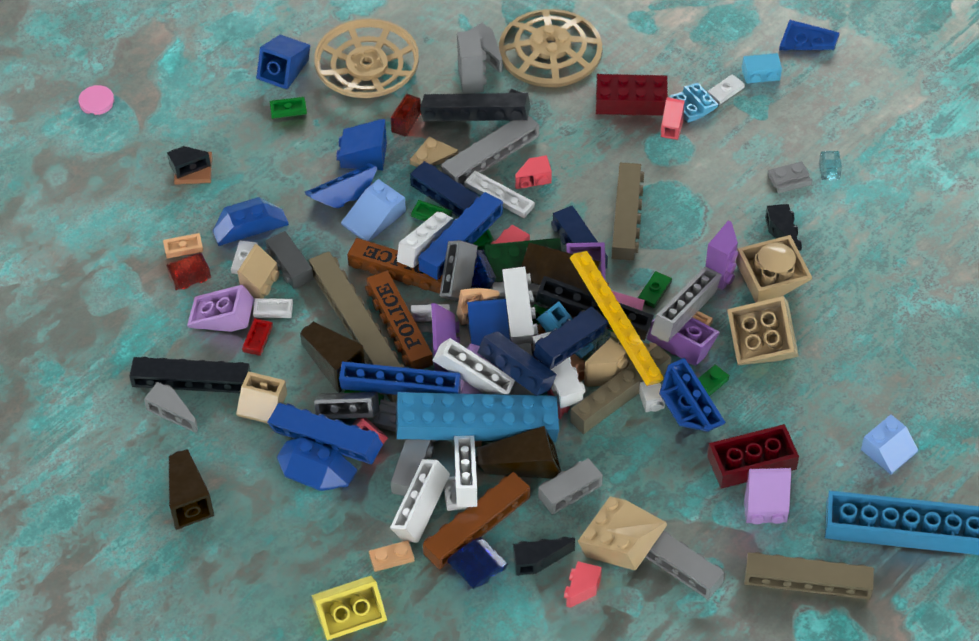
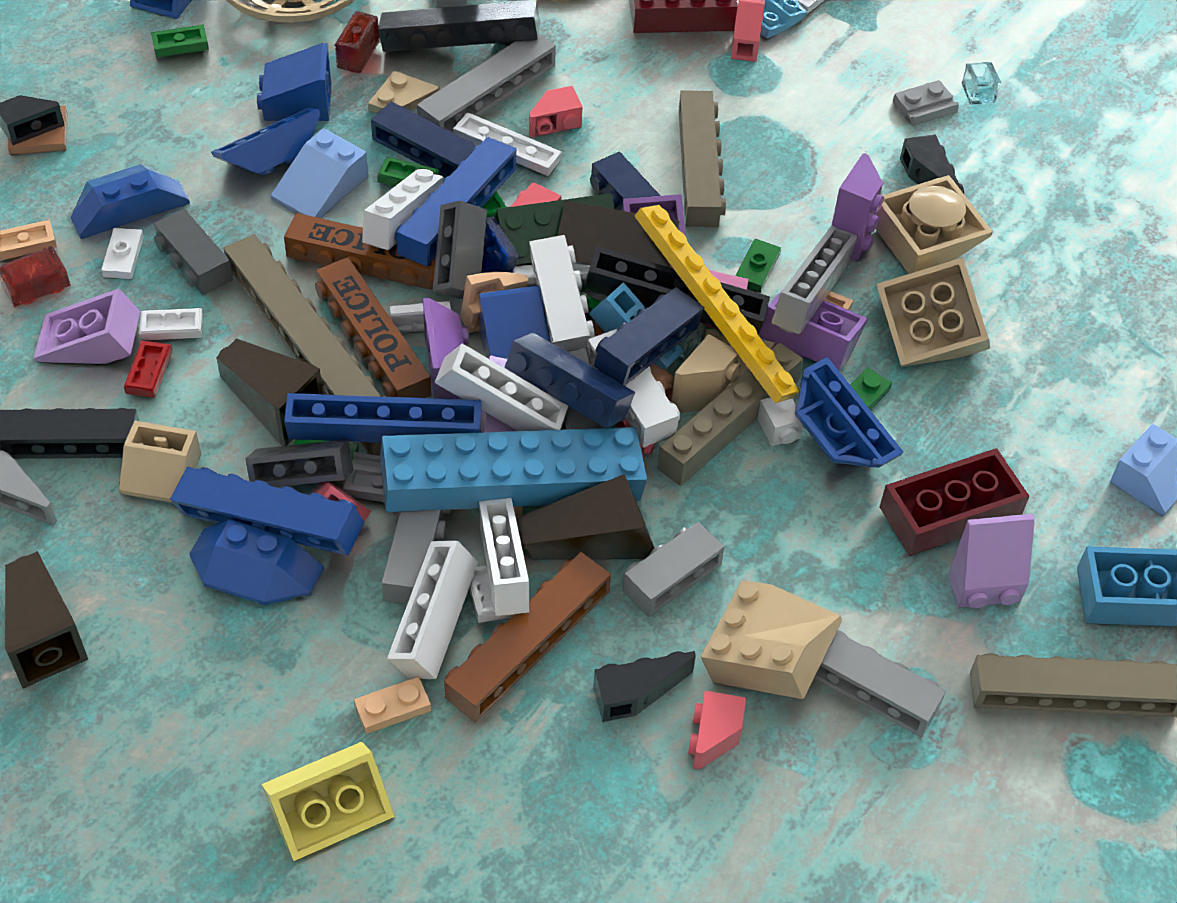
camera: 10 degrees left, 0 degrees up
(258, 272) = (144, 270): tan slope -> none
(477, 562) = (537, 705): clear blue slope -> none

